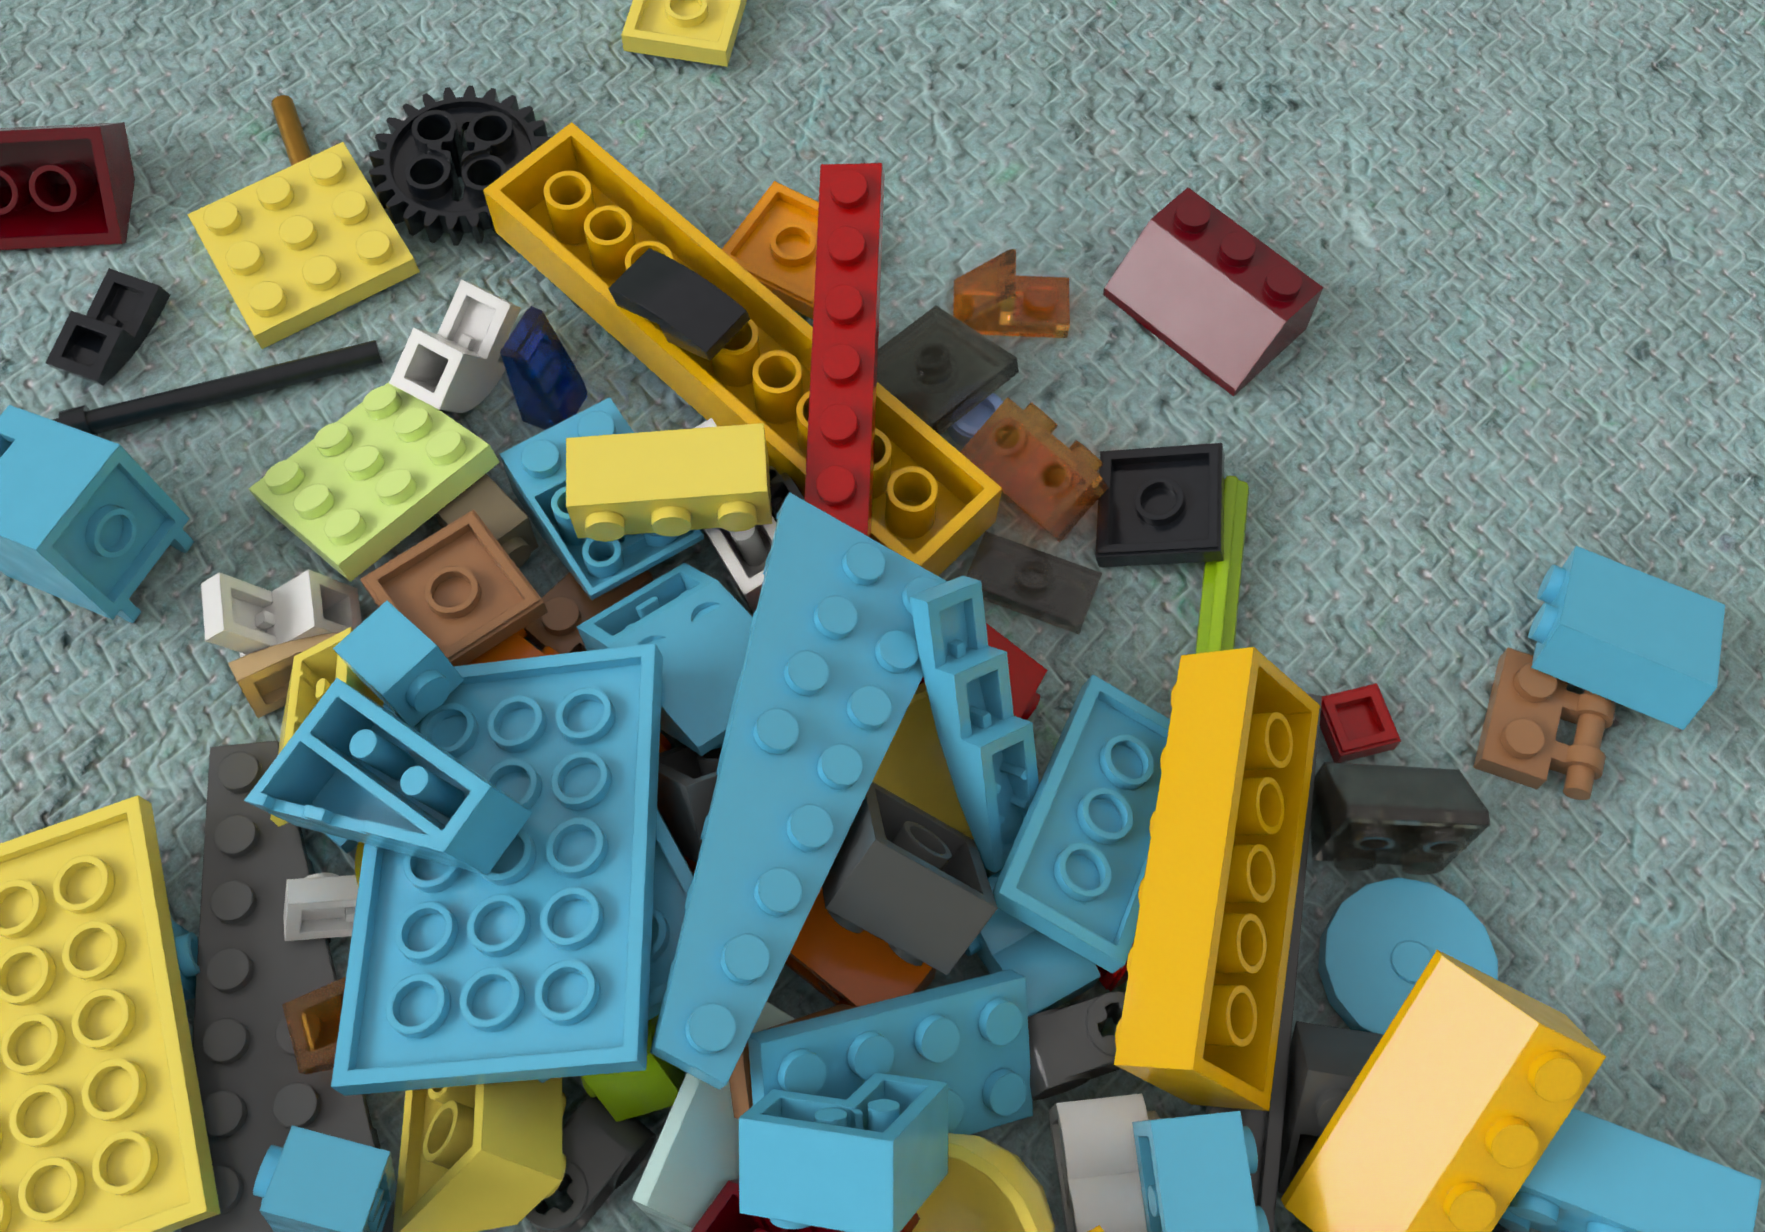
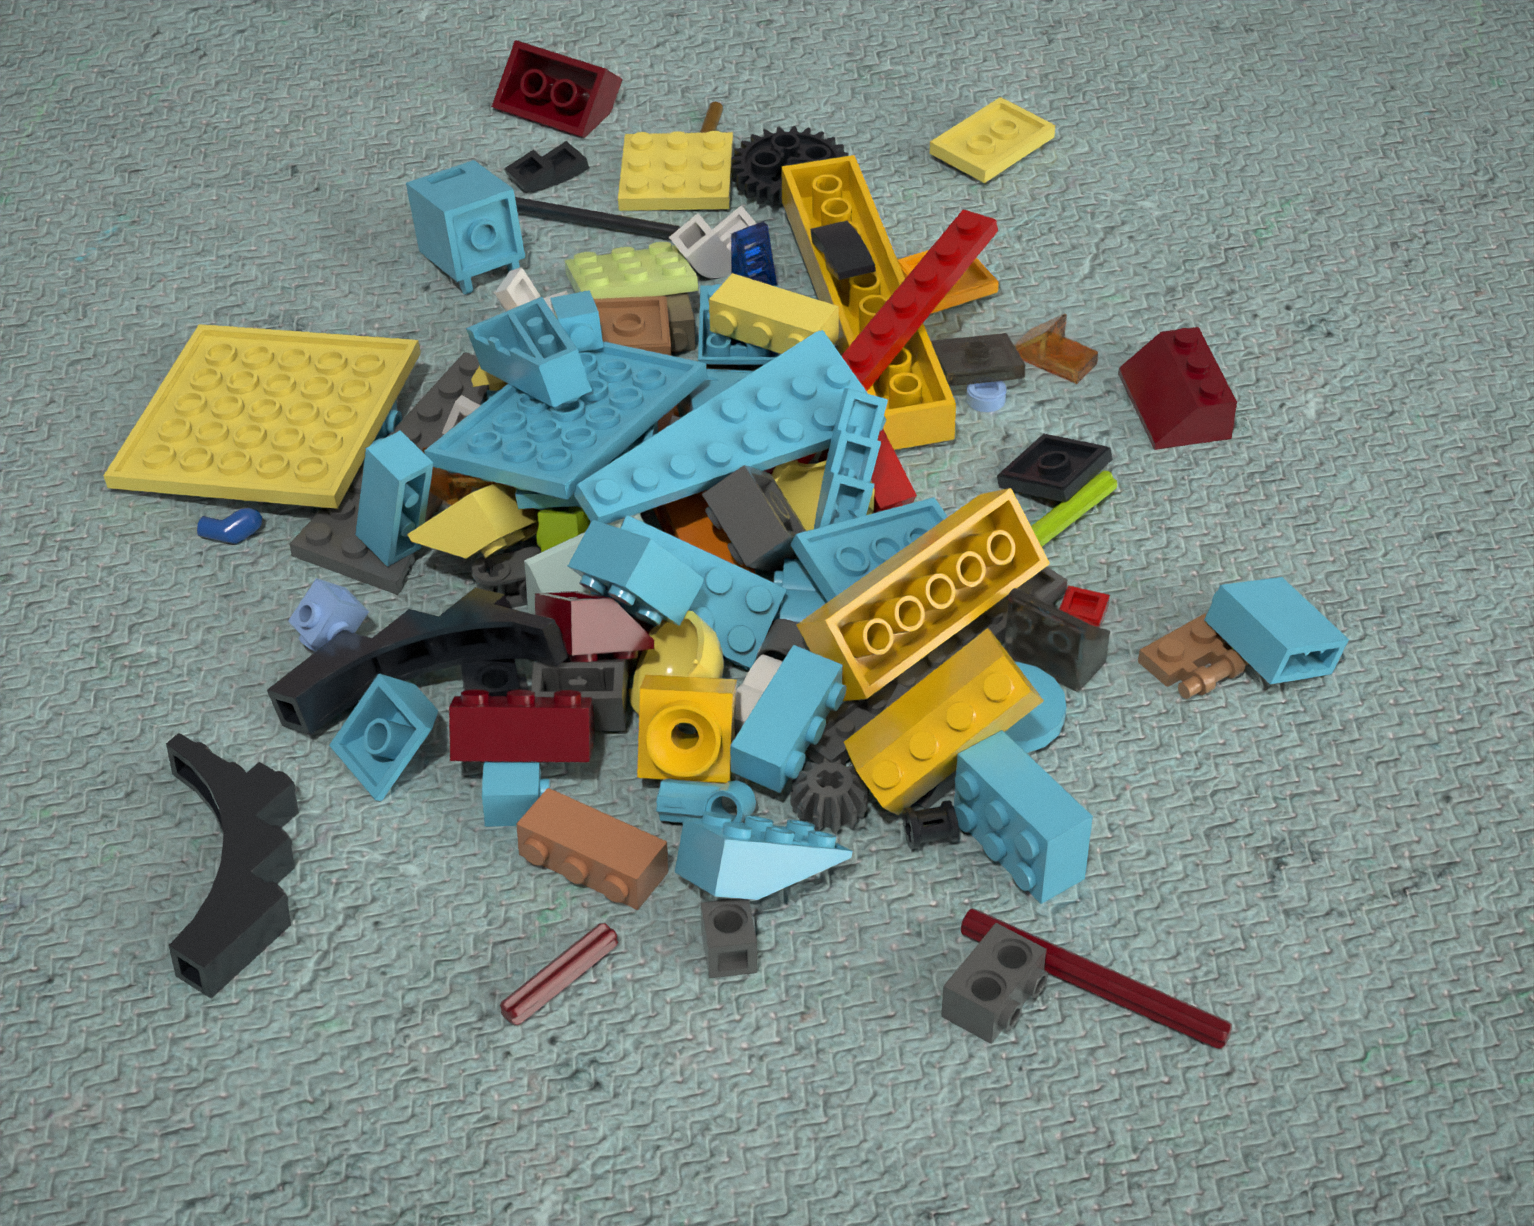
camera: 35 degrees right, 20 degrees down
(1034, 582) = (950, 472): clear smoke plate -> none
(1035, 468) = (992, 419): clear orange brick -> none

